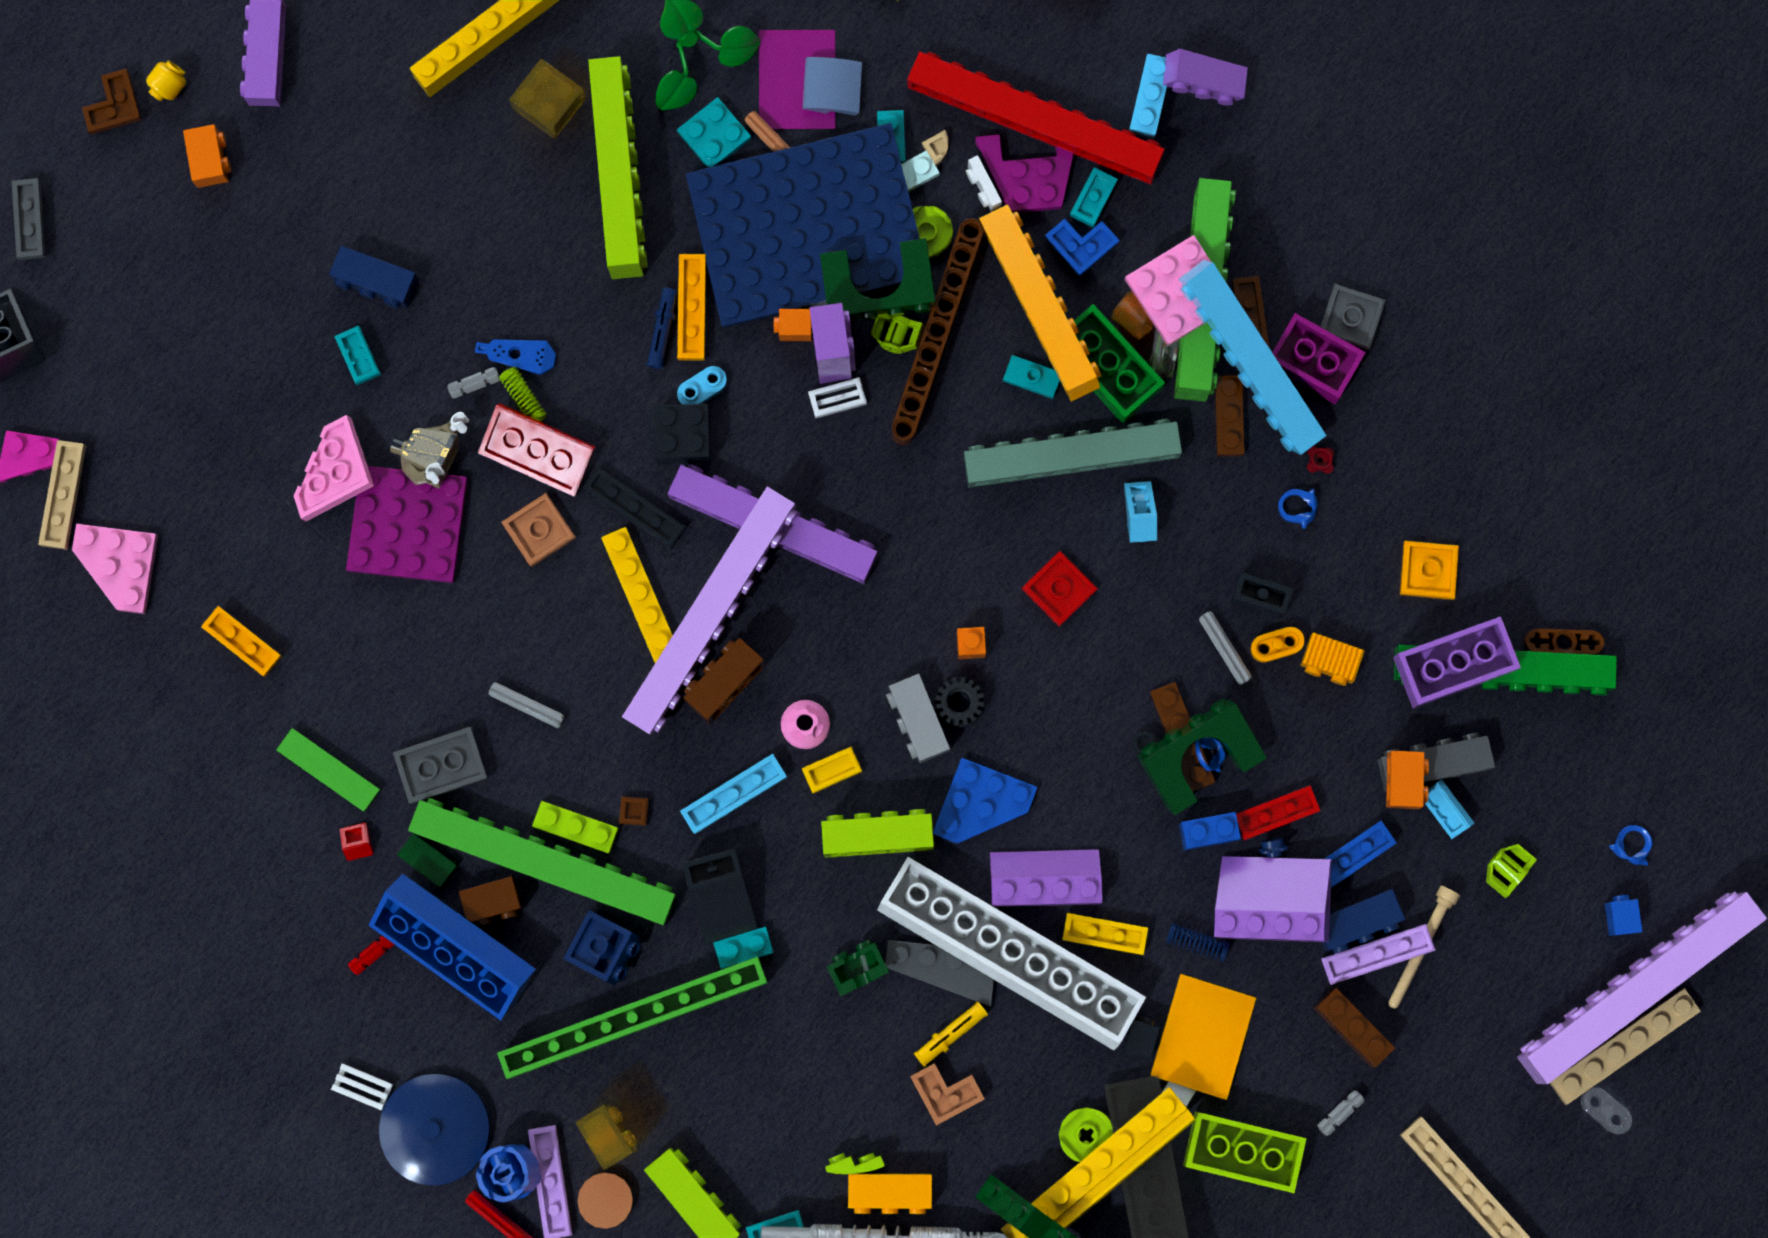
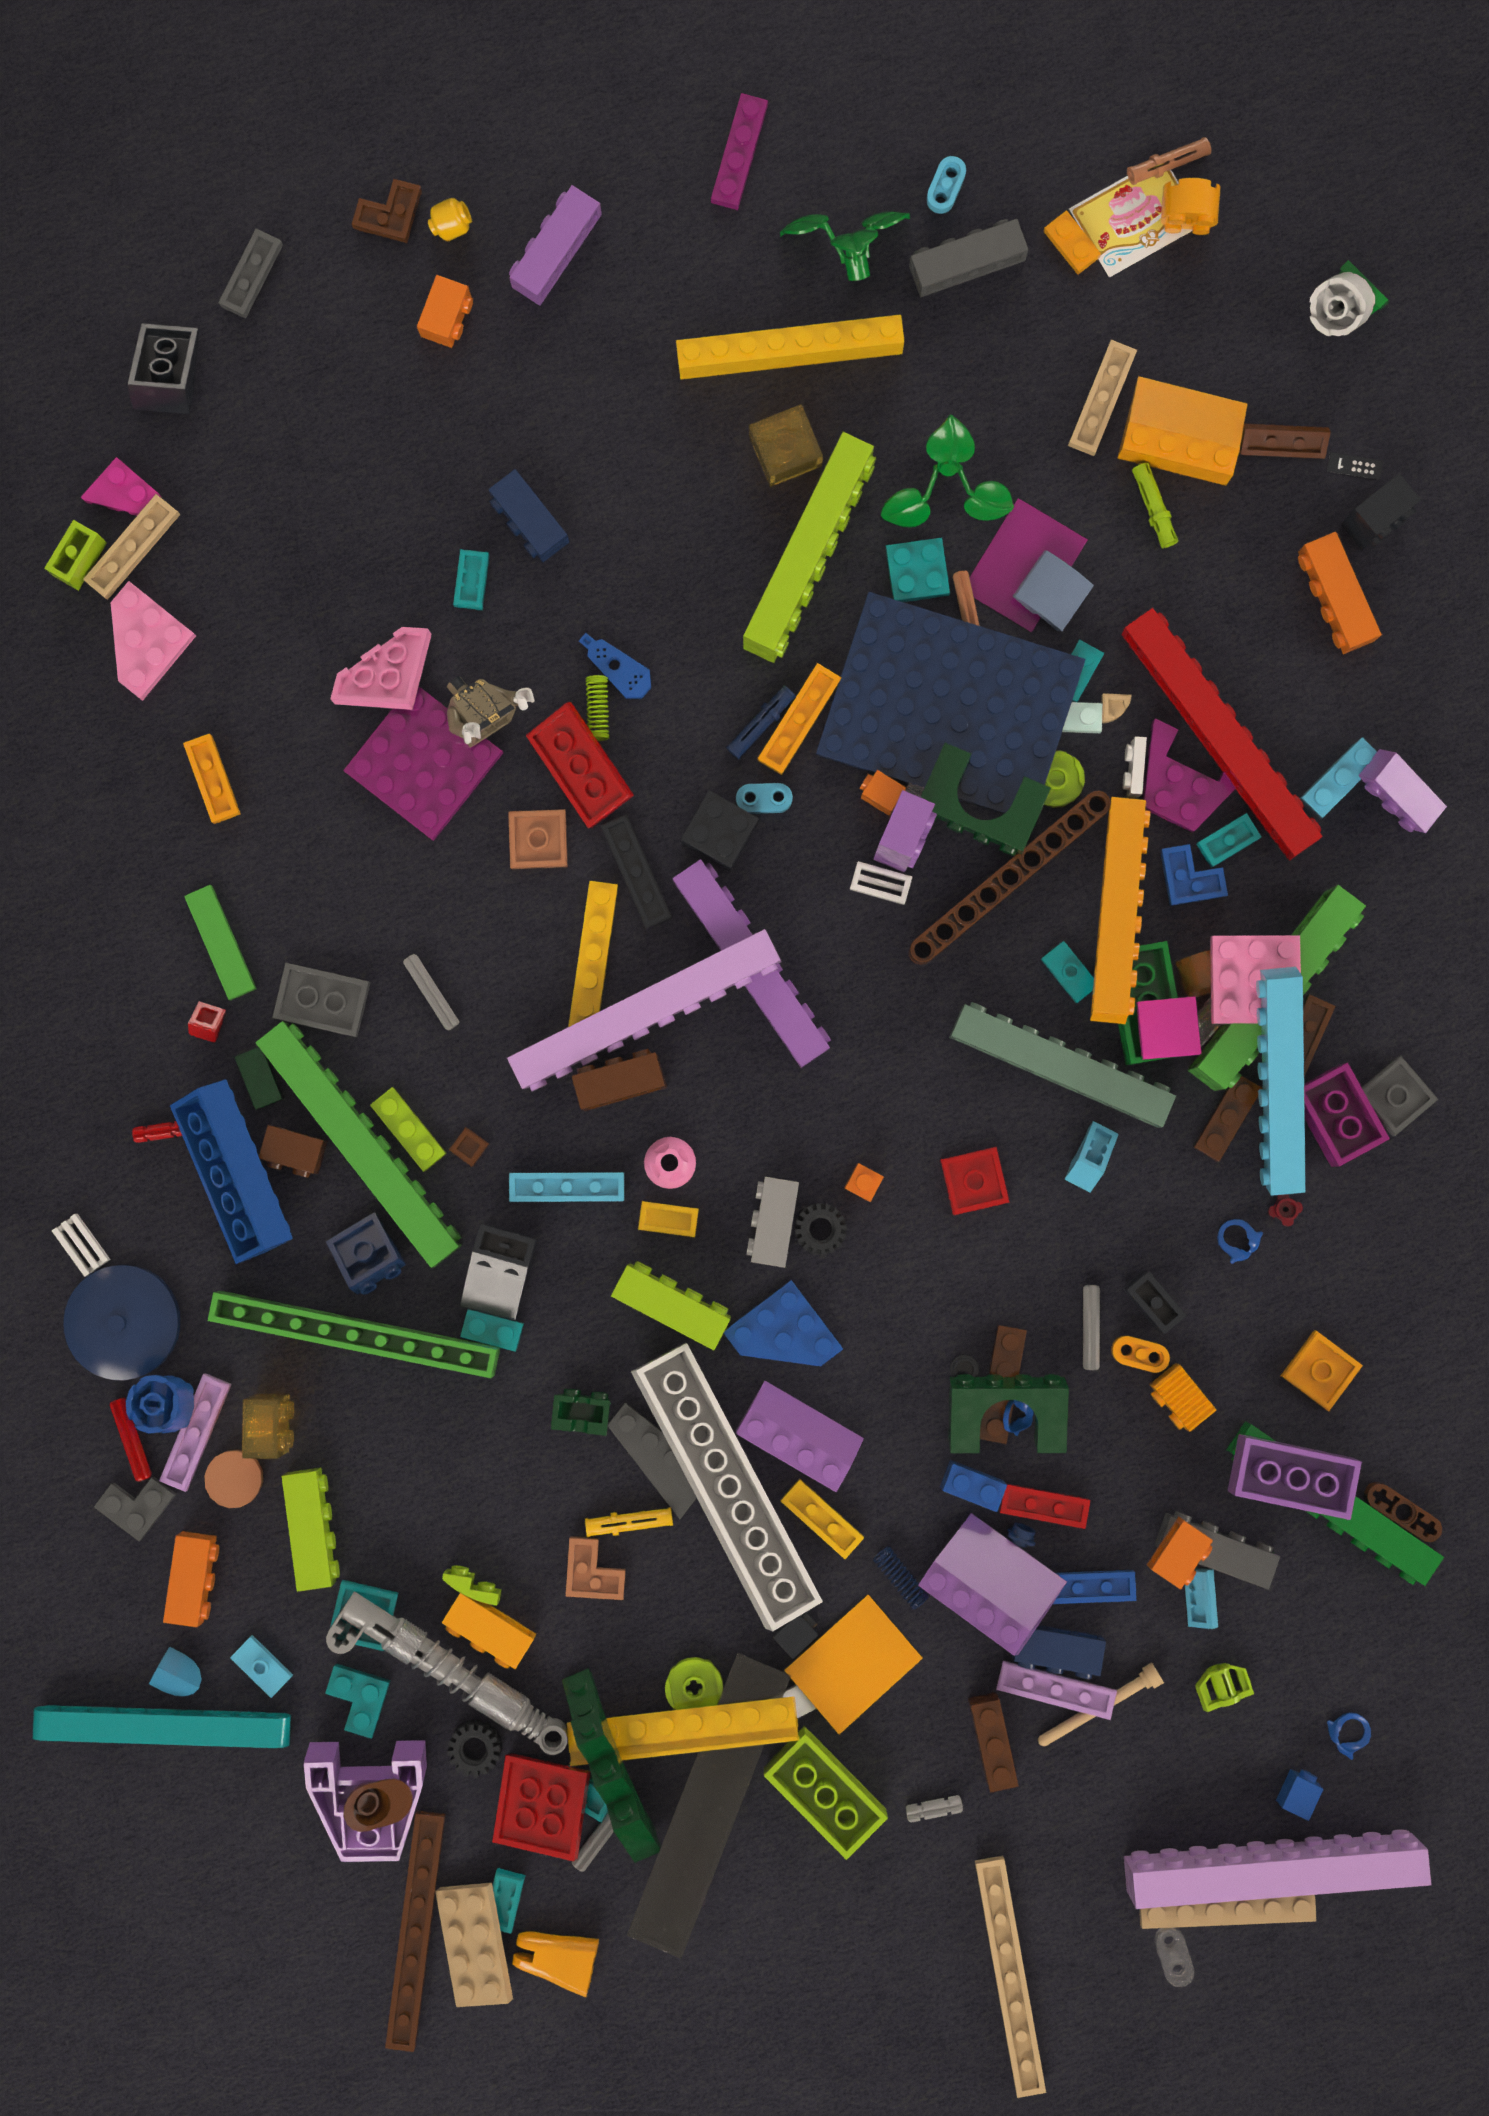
camera: 35 degrees right, 5 degrees up
(21, 528) = (75, 555): none -> lime brick
(473, 382) = (560, 668): light grey axle -> none
(897, 332) = (971, 857): lime piece -> none
(1136, 371) = (1168, 1028): none -> dark pink tile

